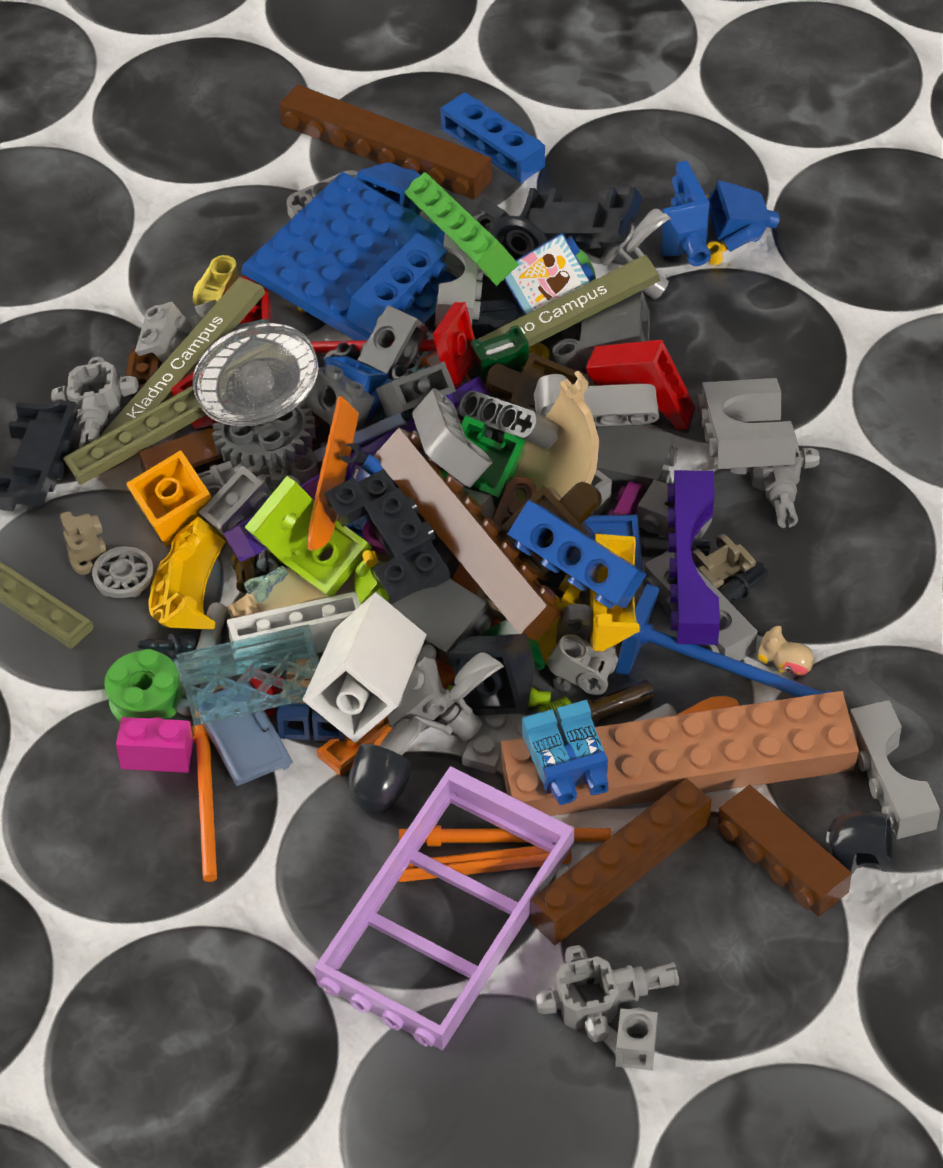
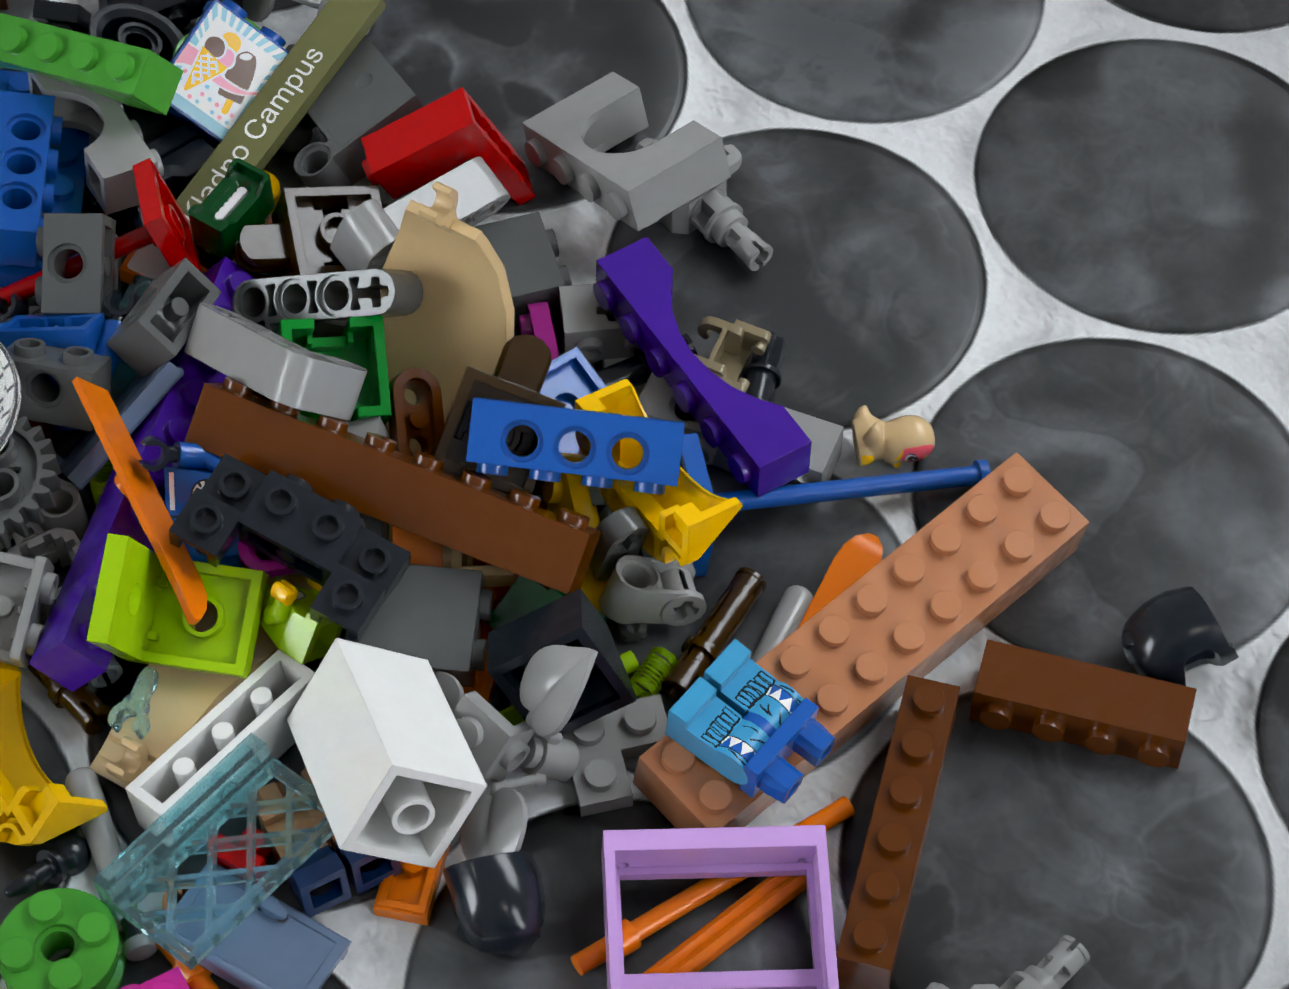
camera: 35 degrees left, 5 degrees up
(906, 800) = (1160, 554): light grey arch -> none

